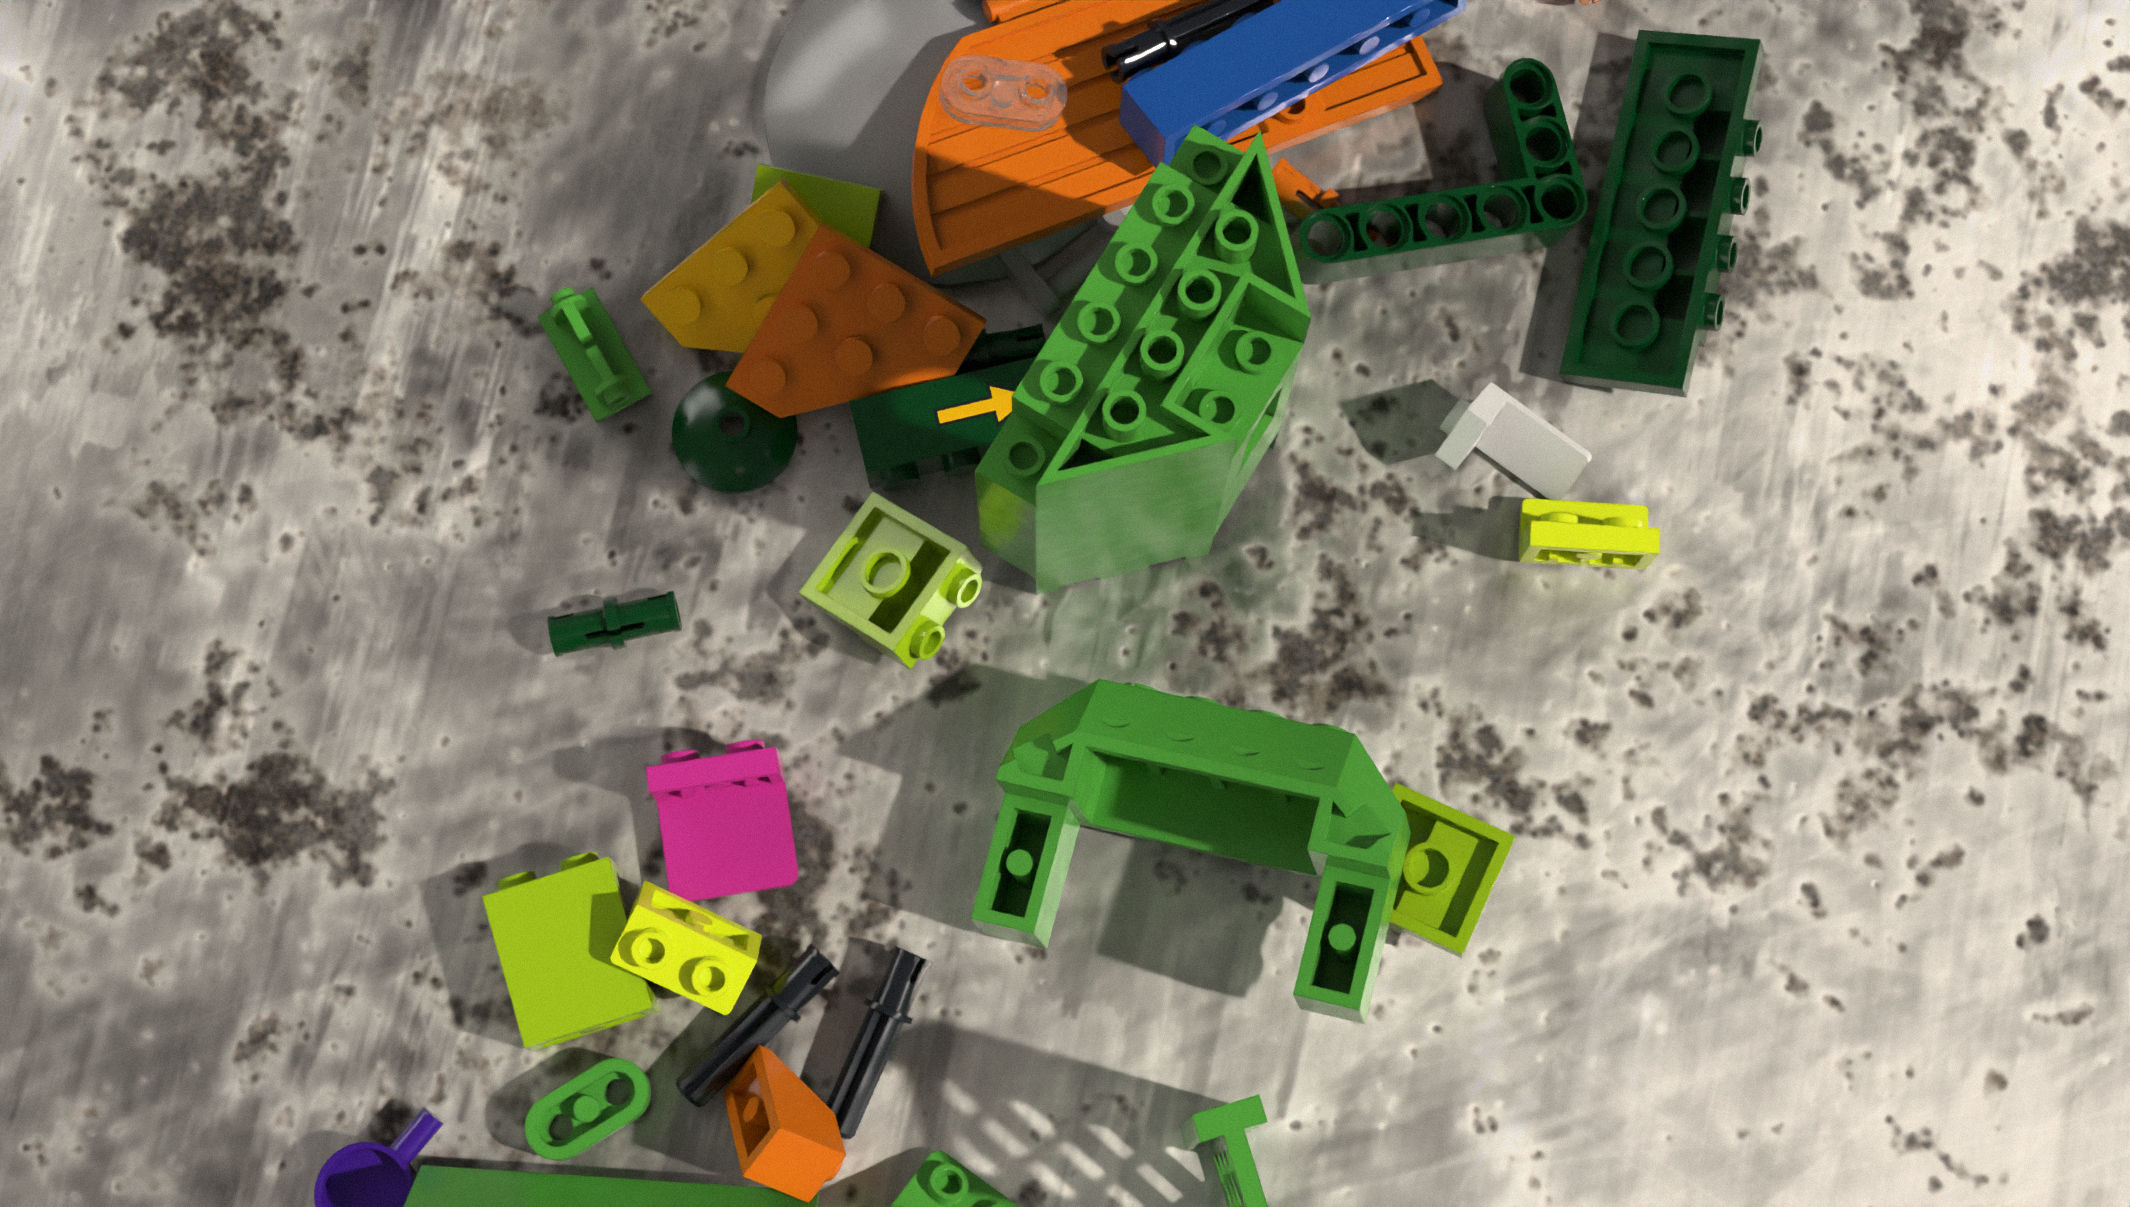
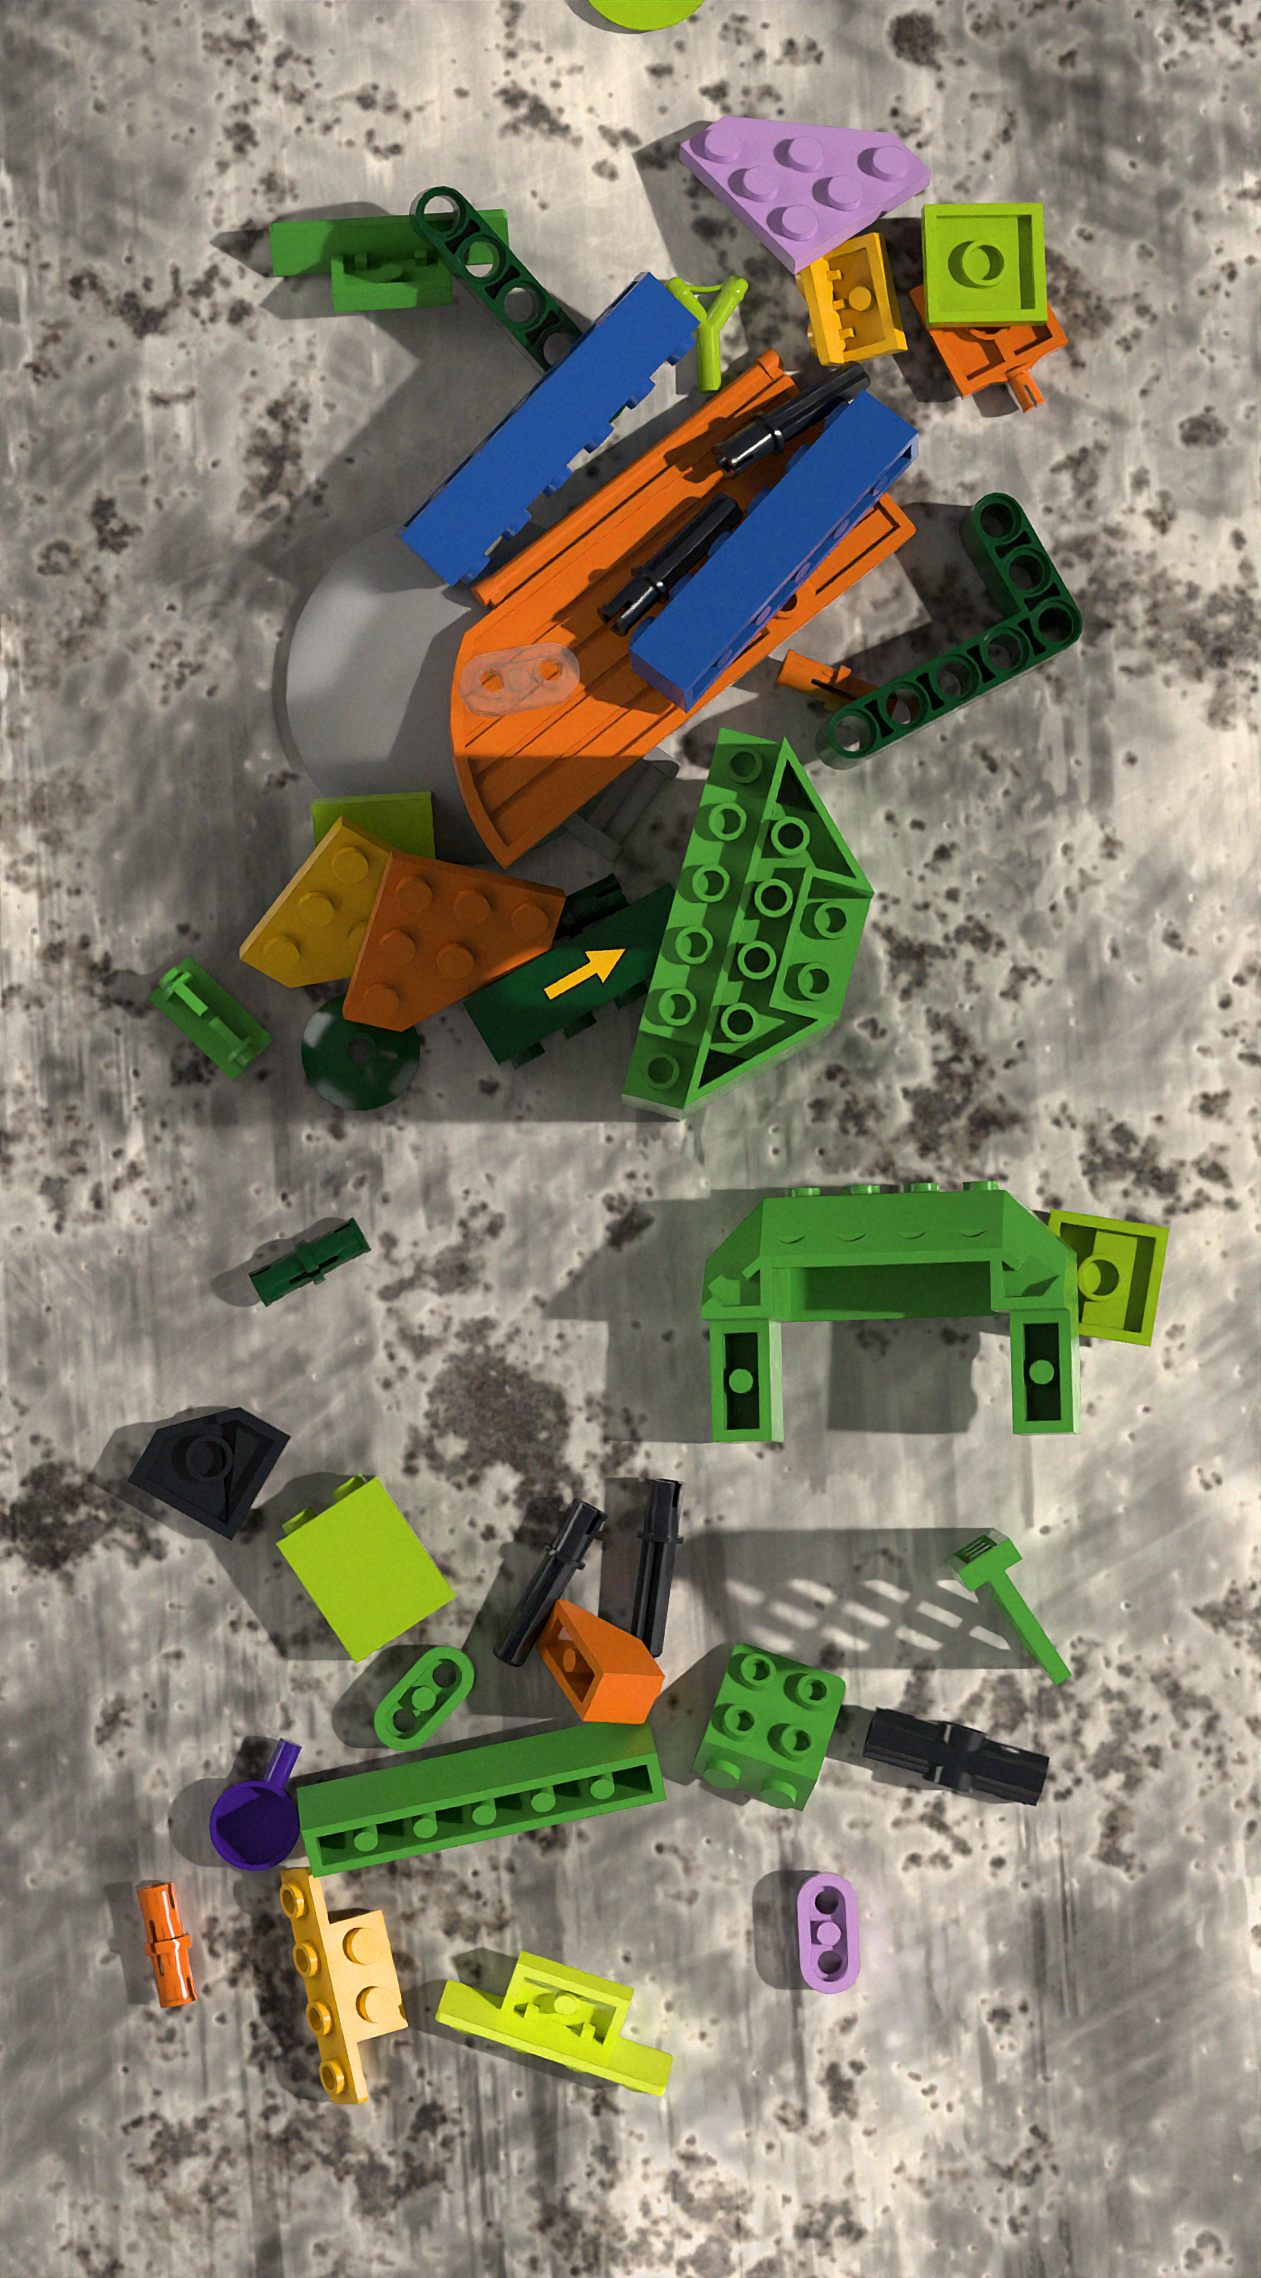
camera: 15 degrees left, 10 degrees up
(446, 802) = (211, 1466): none -> black plate
(686, 948) = (469, 1535): neon yellow bracket -> none
(724, 821) = (466, 1415): dark pink bracket -> none
(894, 581) = (550, 1152): lime plate -> none
(1513, 439) = (1073, 855): white bracket -> none
(1586, 534) = (1160, 924): neon yellow bracket -> none
(1666, 213) = (1157, 600): dark green plate -> none

